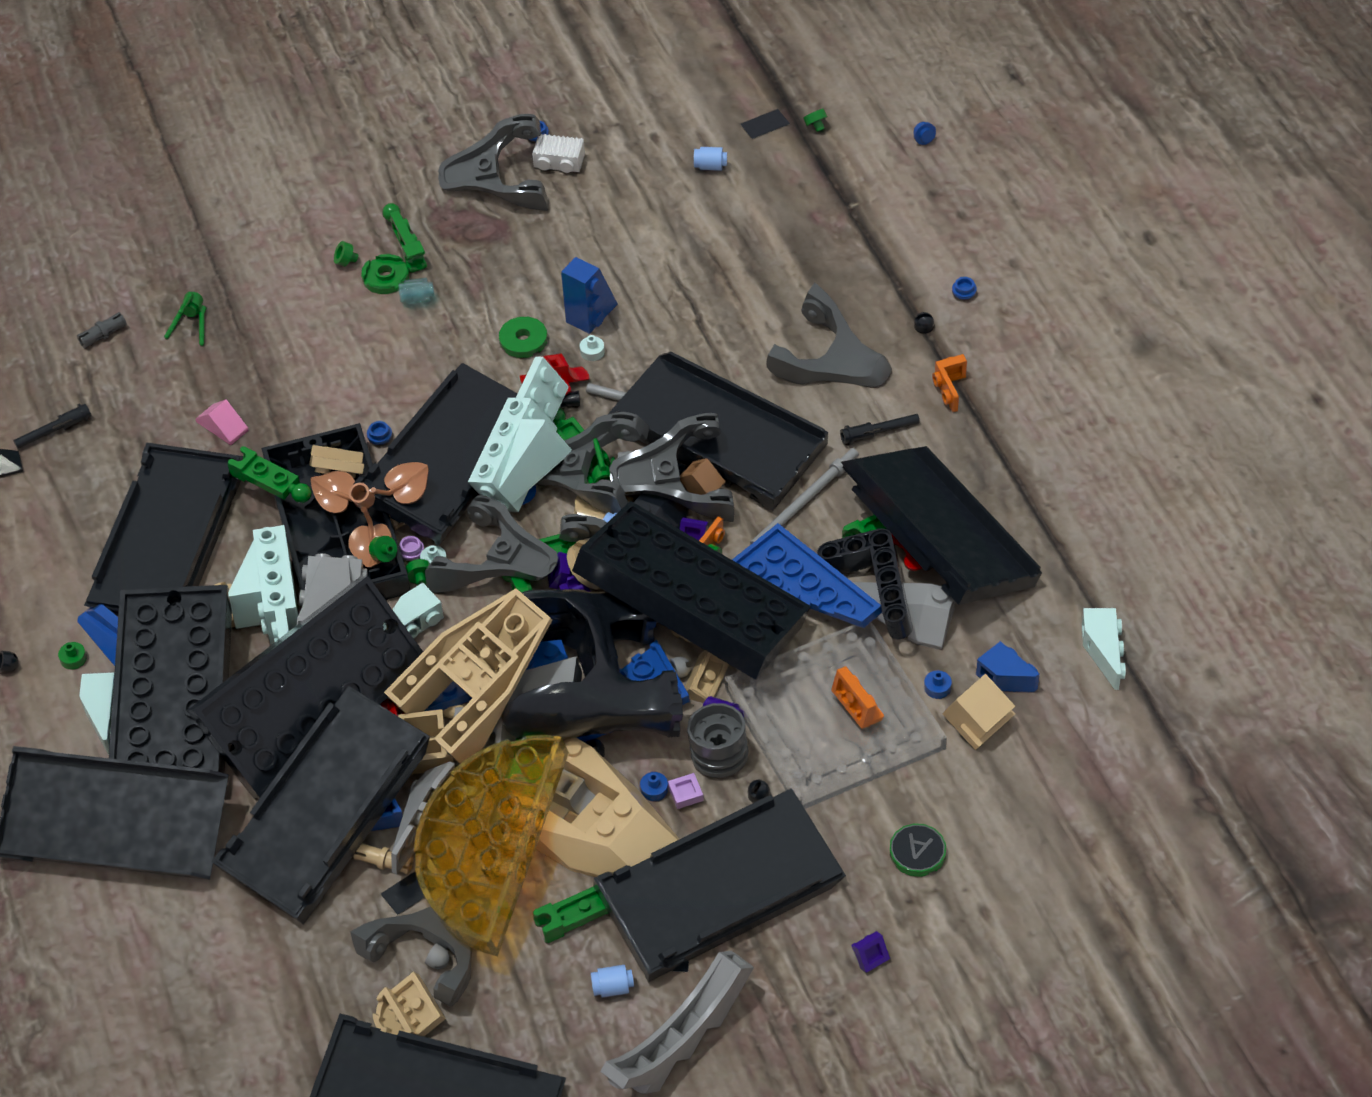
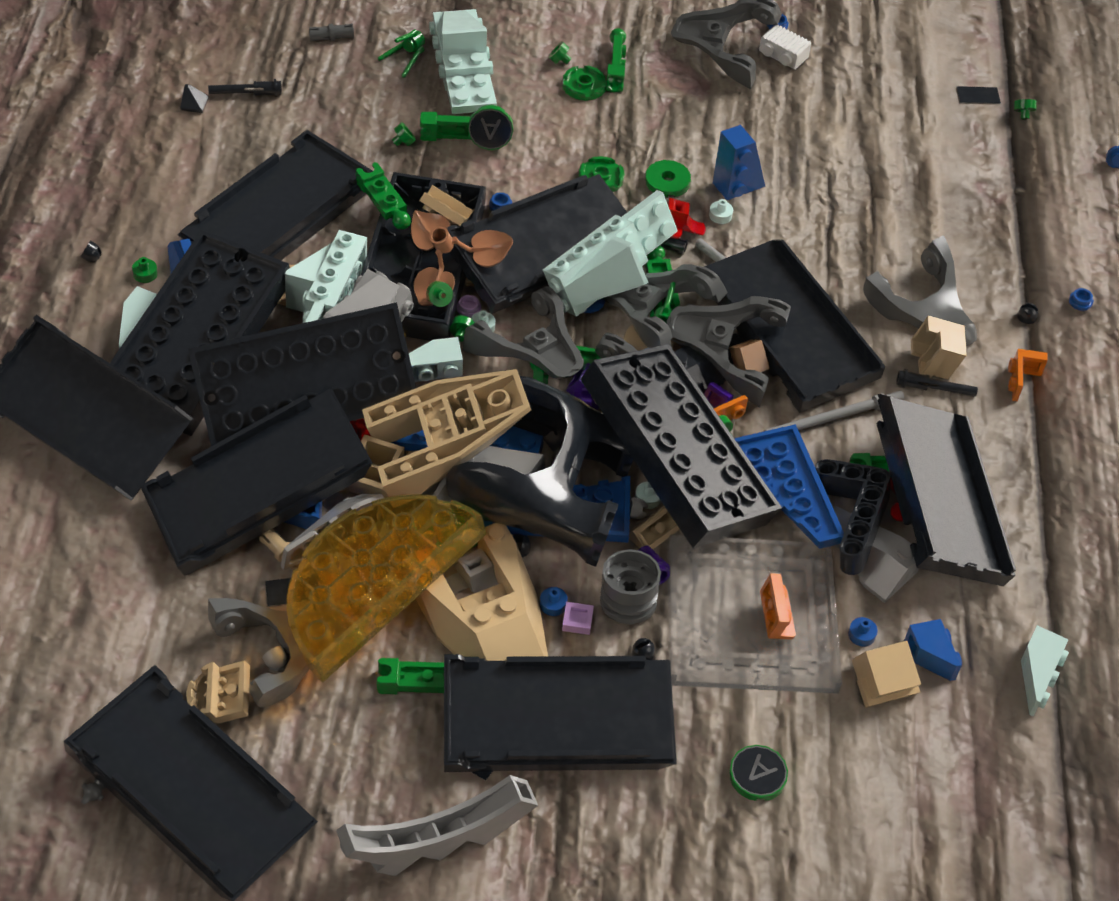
camera: 20 degrees right, 0 degrees up
(223, 422) = (381, 142): bright pink slope -> none
(243, 405) = (403, 135): none -> green tile
(254, 301) = (463, 59): none -> light aqua wedge
(289, 375) = (443, 127): none -> green plate
(327, 361) = (490, 127): none -> black tile
(416, 290) = (600, 105): clear light blue brick -> none
(453, 354) = (607, 168): none -> green tile
(612, 981) = (410, 754): light blue brick -> none
(681, 648) = (645, 492): none -> light aqua tile
(710, 158) = (913, 102): light blue brick -> none
(866, 392) = (939, 346): none -> tan plate
(870, 951) = (659, 845): dark purple tile -> none

